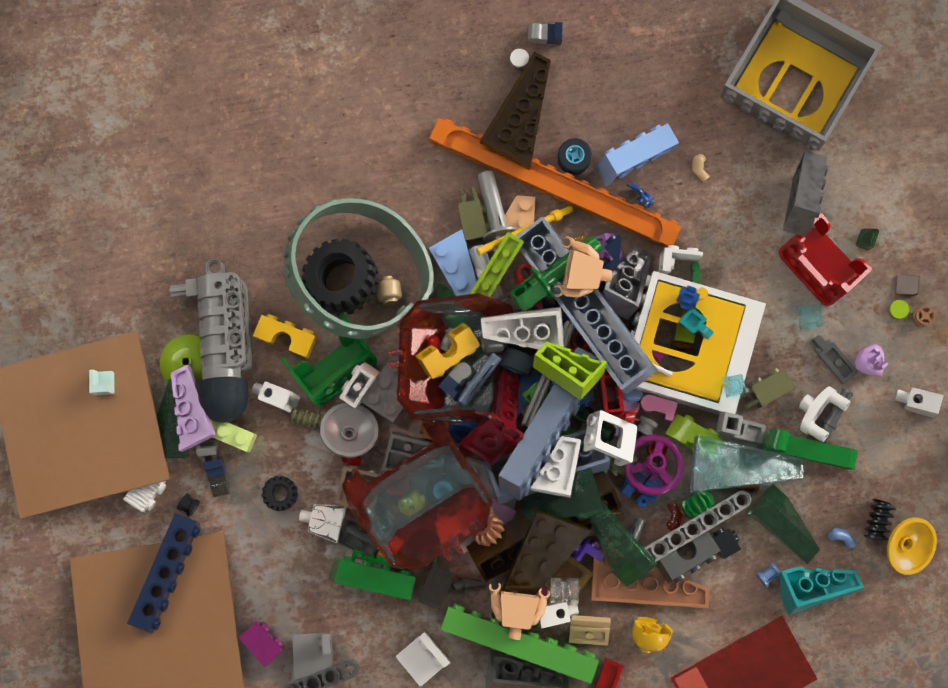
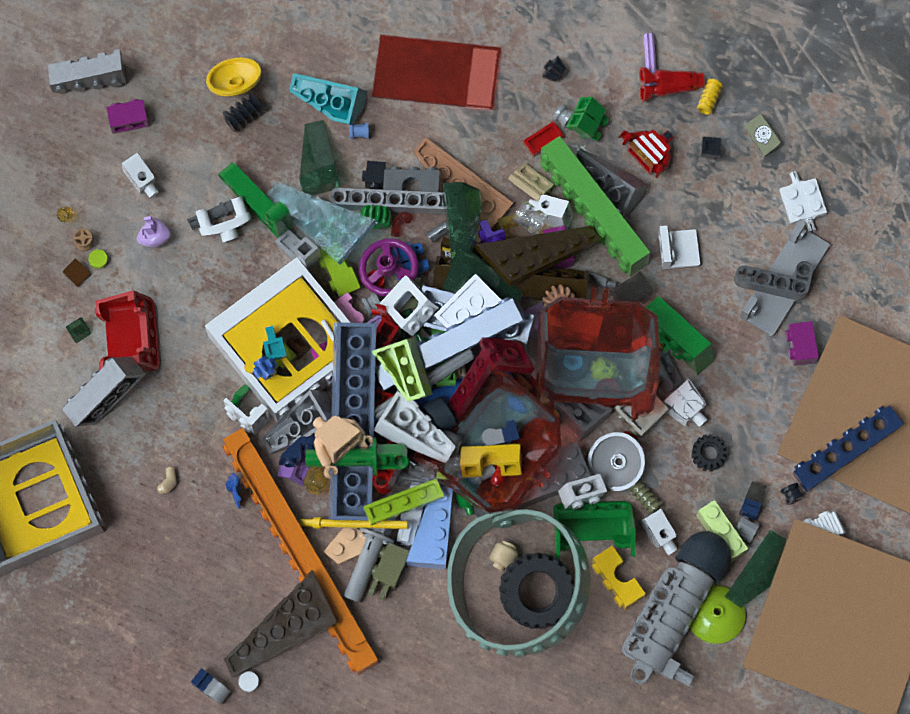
camera: 145 degrees left, 10 degrees down
(101, 382) = (800, 639): light aqua panel -> none
(193, 422) = (743, 553): lavender wing -> none
(443, 291) = (459, 522): green tile -> none
(480, 377) = (489, 419): sand blue pin -> none
(517, 609) = (578, 225): light nougat torso -> none
(572, 150) = (269, 557): black wheel -> none
(636, 153) = (212, 526): light blue wedge -> none
(649, 635) = (485, 147): yellow cylinder -> none
(734, 385) = (280, 276): clear light blue panel -> none
(769, 389) = (250, 266): olive hinge -> none
(810, 316) = (173, 301): clear light blue panel -> none
(834, 359) = (180, 254): dark grey hinge -> none
(842, 534) = (280, 123): medium blue arm -> none

